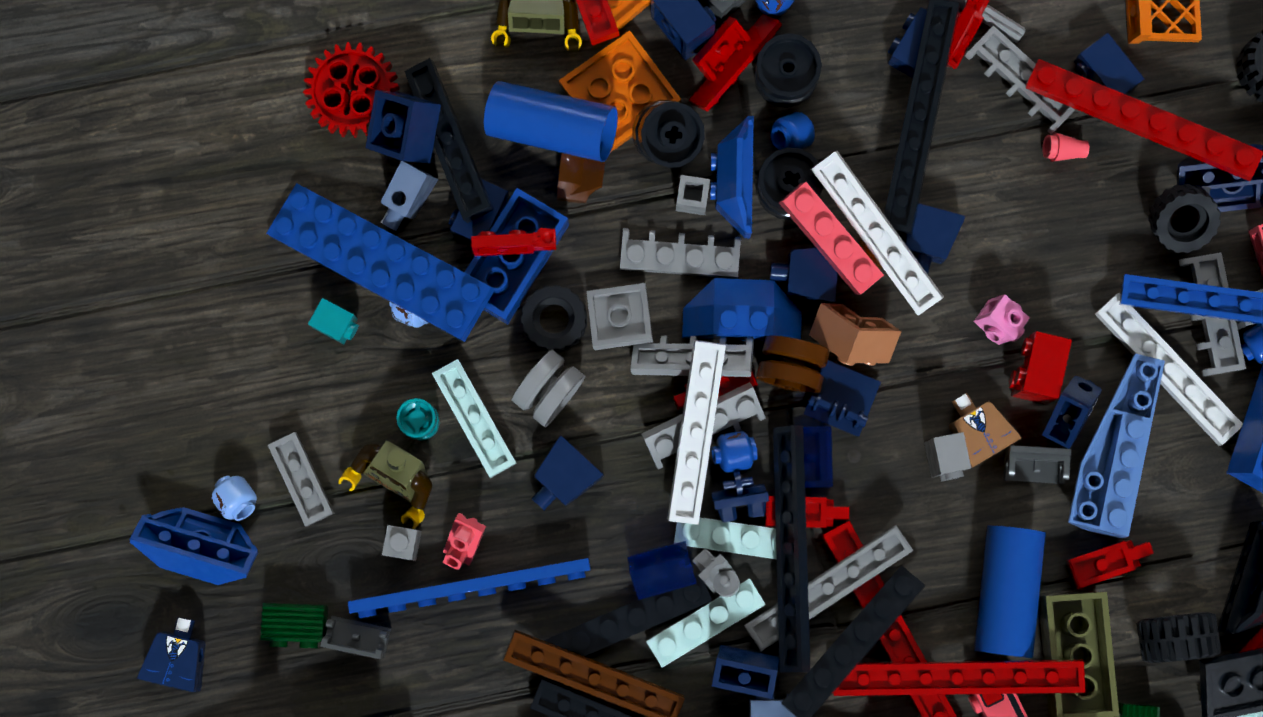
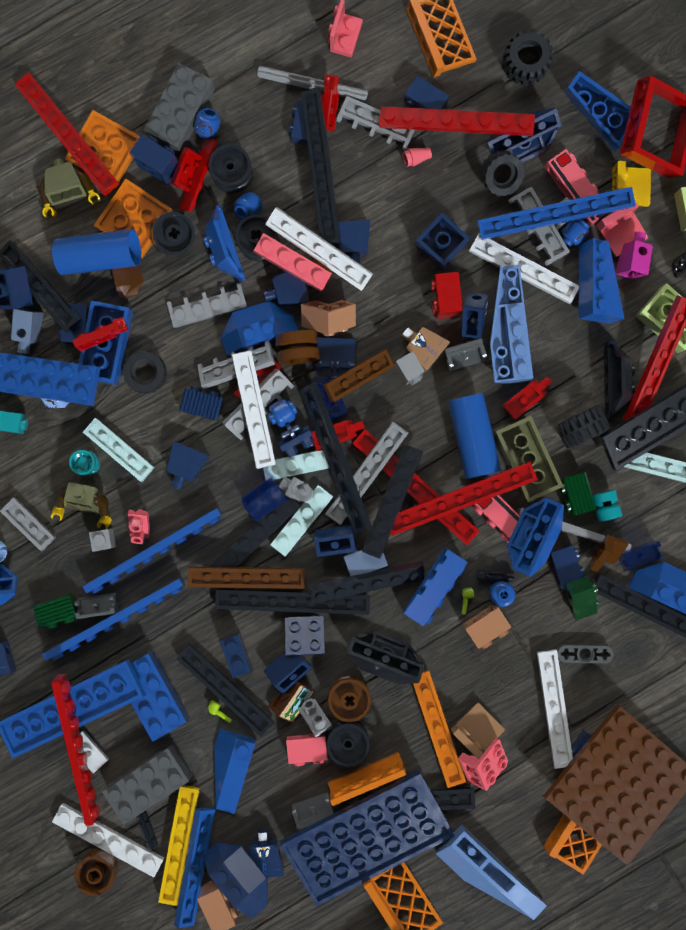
camera: 25 degrees left, 5 degrees up
(361, 671) = (107, 624): none -> blue plate
(544, 385) = (155, 415): light grey wheel -> none
(619, 316) = (183, 356): light grey plate -> none
(620, 395) = (201, 404): none -> dark blue brick
(692, 195) = (200, 266): light grey brick -> none
(868, 438) = (358, 375): none -> reddish brown plate
(1002, 320) = (414, 275): bright pink brick -> none
(1060, 285) = (442, 241): none -> dark blue brick

